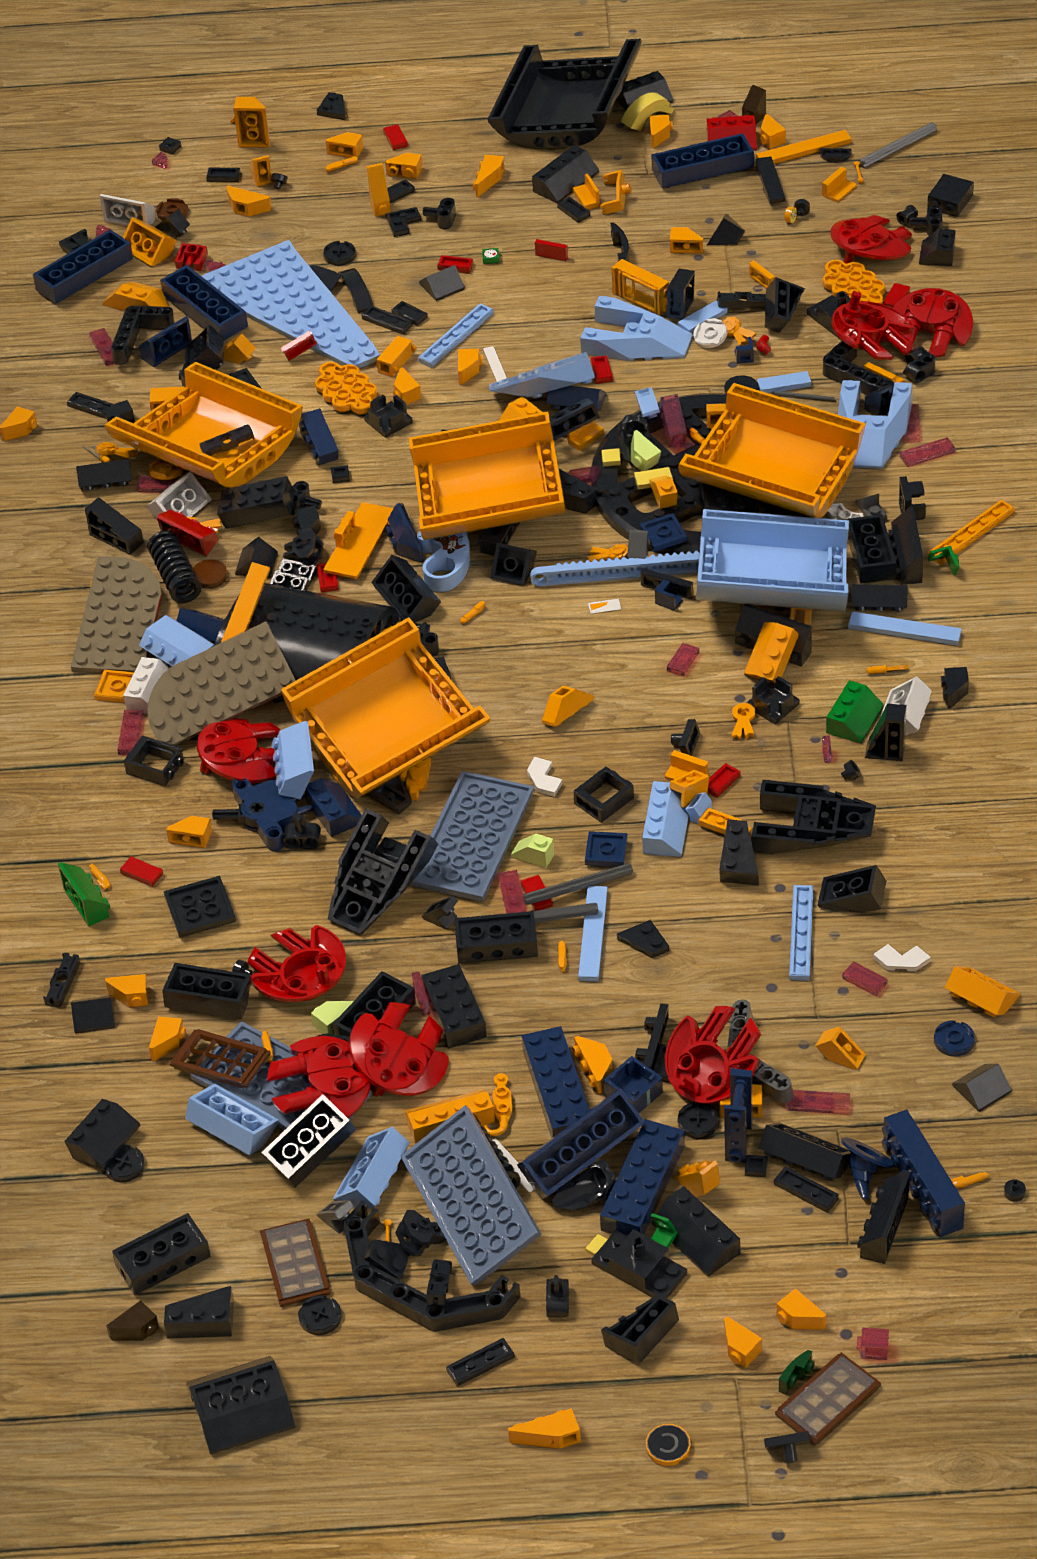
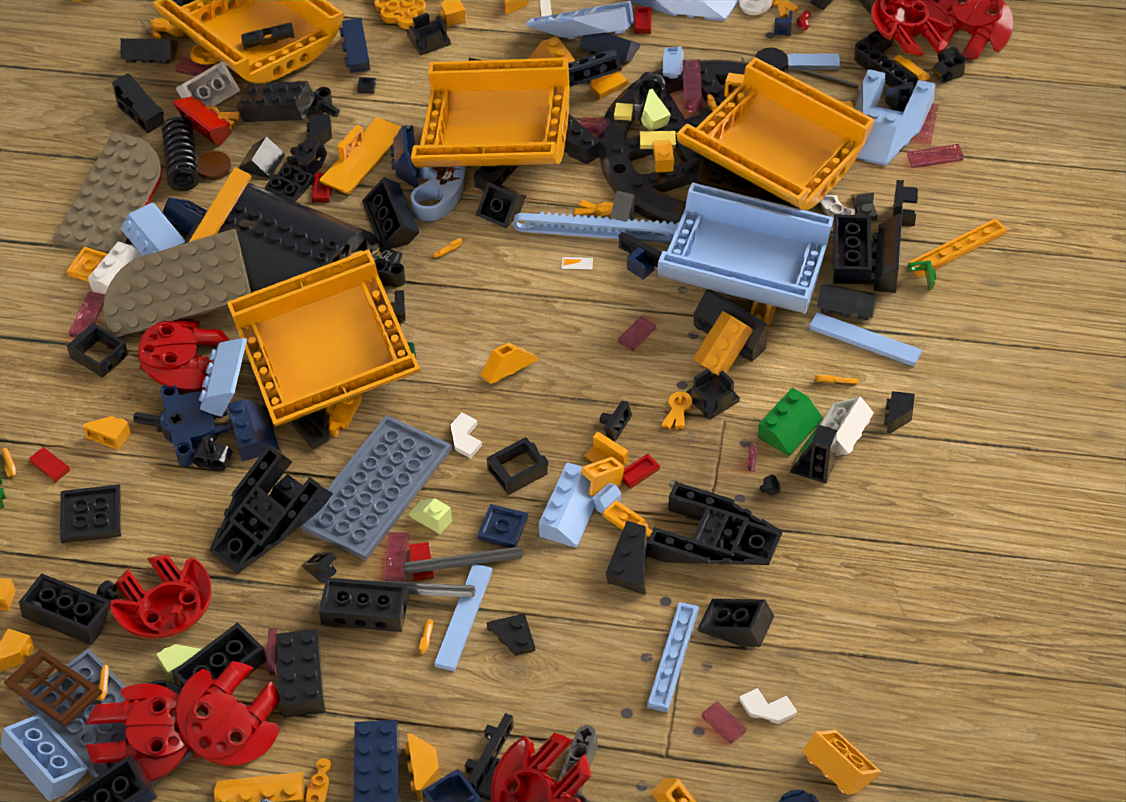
camera: 10 degrees right, 5 degrees up
(664, 532) = (652, 198): dark blue plate -> none

